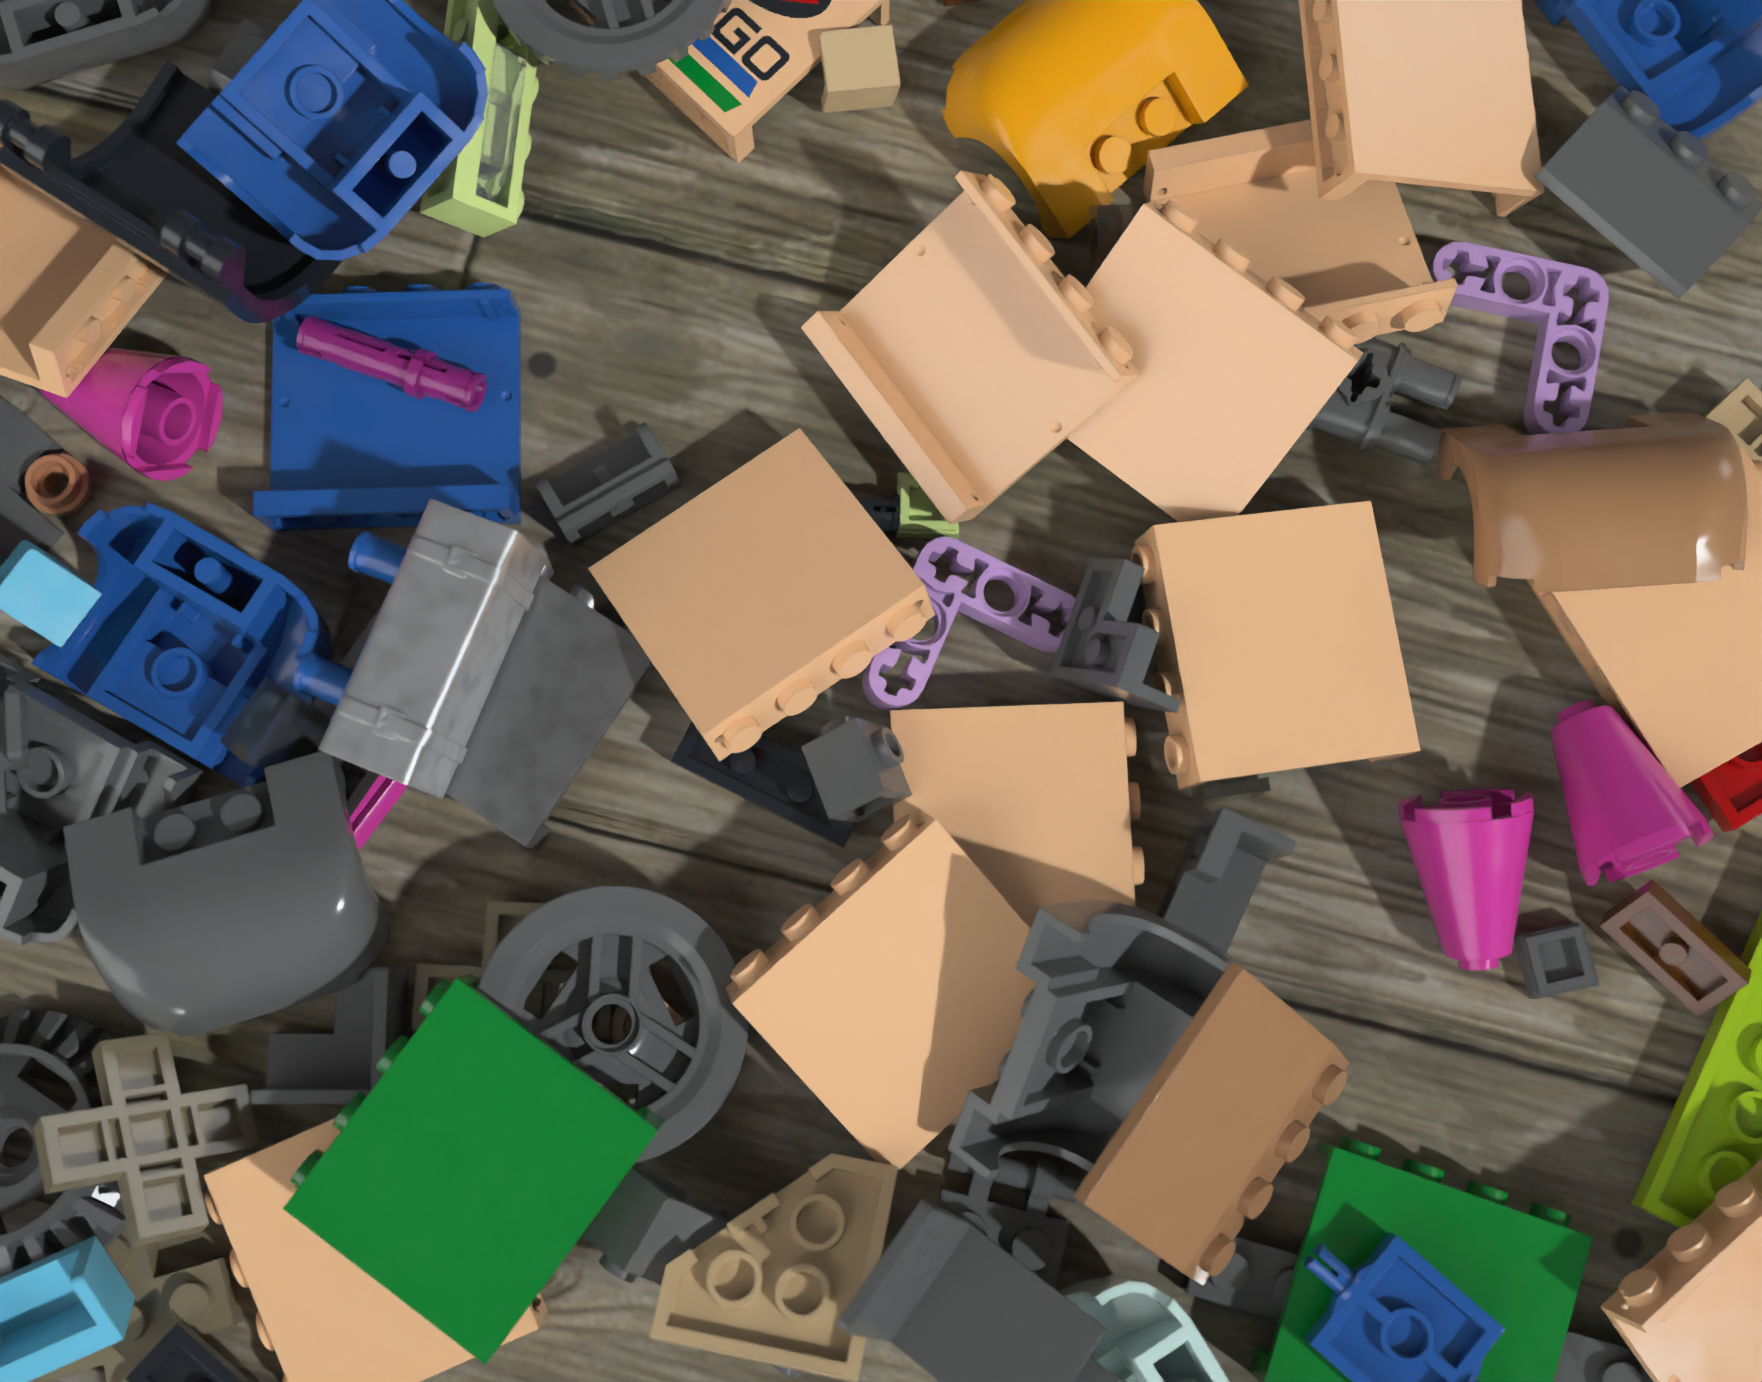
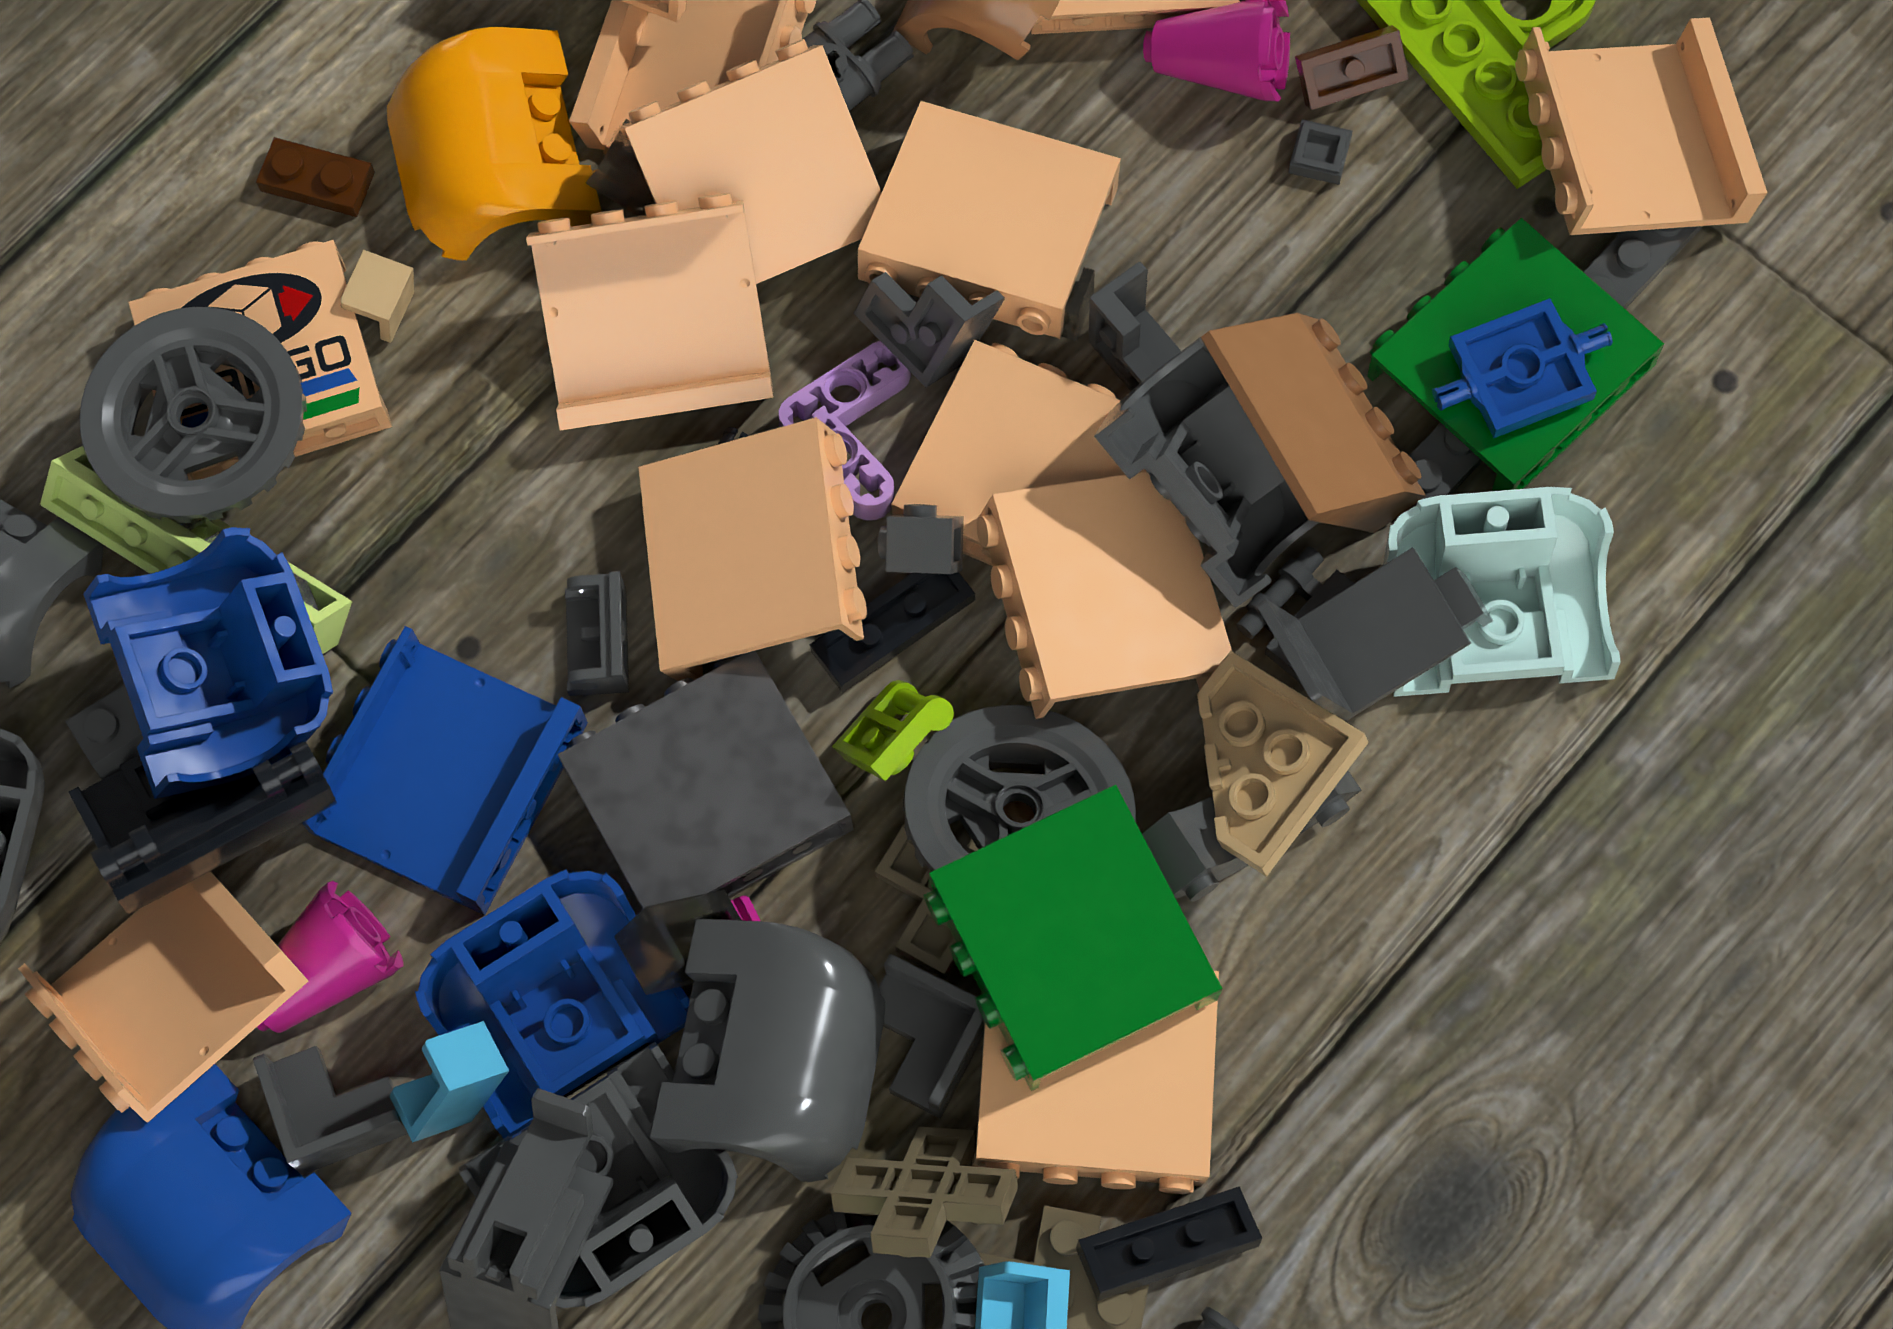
camera: 55 degrees left, 10 degrees down
(43, 476) = (340, 1049): nougat plate -> none
(415, 371) = (408, 749): magenta pin -> none
(430, 649) = (669, 789): flat silver piece -> none
(620, 832) = (886, 744): none -> lime plate
(918, 514) = (748, 417): yellowish green tile -> none
(1471, 868) = (1224, 169): dark pink cone -> none

